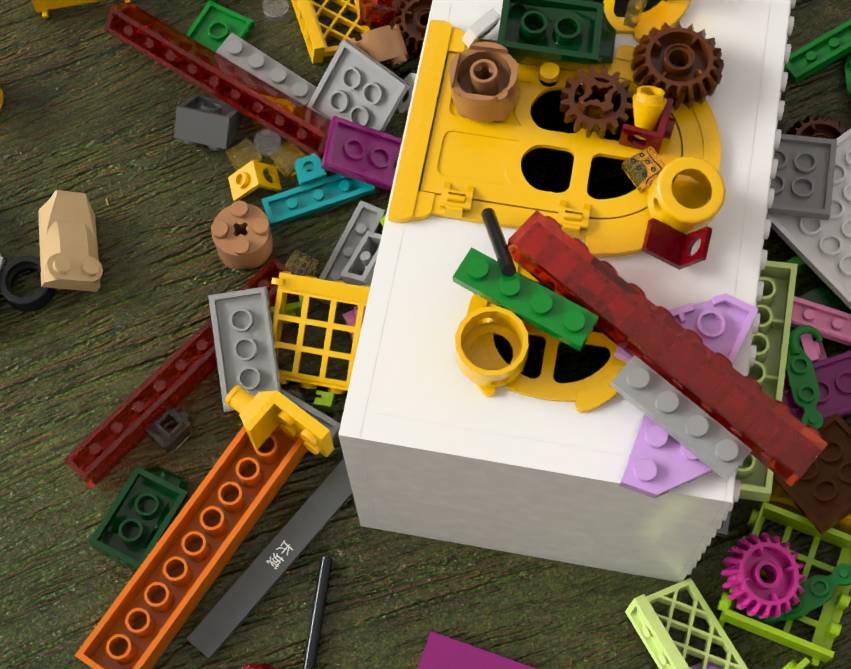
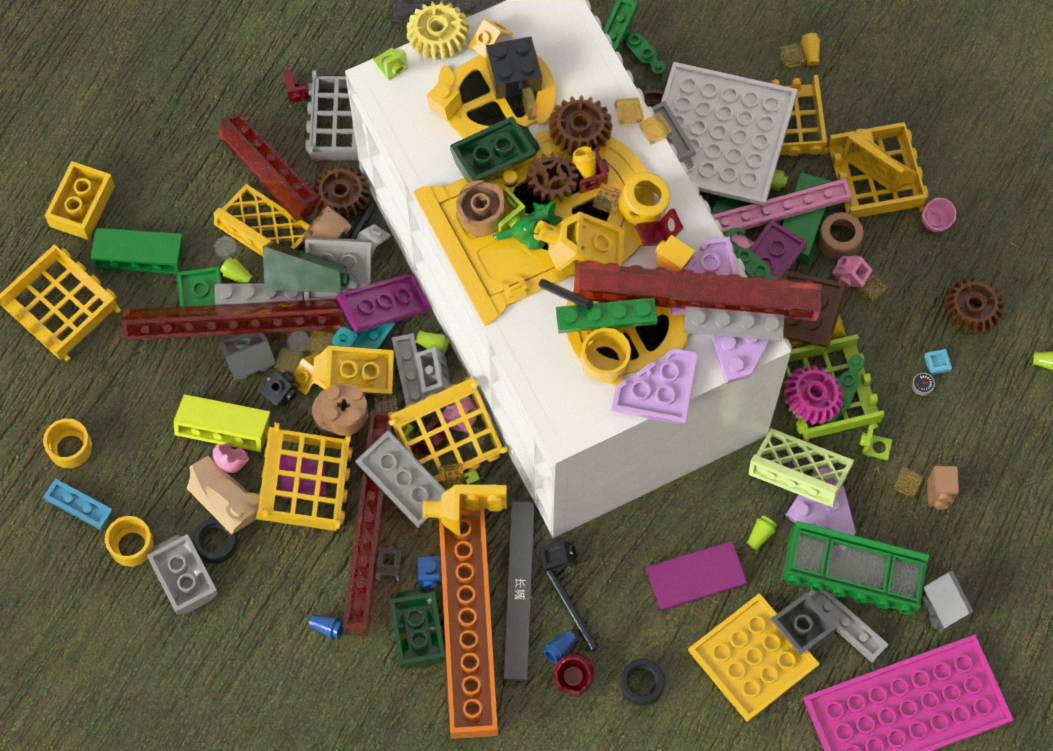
camera: 40 degrees left, 0 degrees up
(58, 446) = (327, 625): none -> blue cone
(105, 210) = (229, 459): none -> bright pink hair
(125, 249) = (271, 471): none -> yellow window
(129, 172) = (222, 423): none -> neon yellow brick
(162, 280) = (305, 486): none -> magenta tile
(200, 465) = (429, 572): none -> blue bracket
(210, 176) = (281, 388): none -> black brick
(264, 35) = (235, 271): none -> lime cone
(271, 649) = (559, 647): none -> blue cone
(295, 207) = (360, 367): none -> yellow slope
(301, 383) = (451, 475): none -> clear yellow tile
(315, 70) = (298, 271): none -> slope
(316, 335) = (436, 440): none -> dark red bracket
(348, 548) = (558, 555): none -> black bracket
(481, 28) = (451, 177): white tile -> none
(515, 118) = (515, 215): none -> lime bracket
(525, 142) = (524, 228): none -> green animal
(528, 433) = (659, 389): none -> lavender plate
(572, 193) = (582, 239): none -> yellow plate
(671, 284) = (673, 254): none -> yellow brick
(751, 87) = (628, 111): none -> clear yellow tile
(768, 127) = (655, 128): none -> clear yellow tile

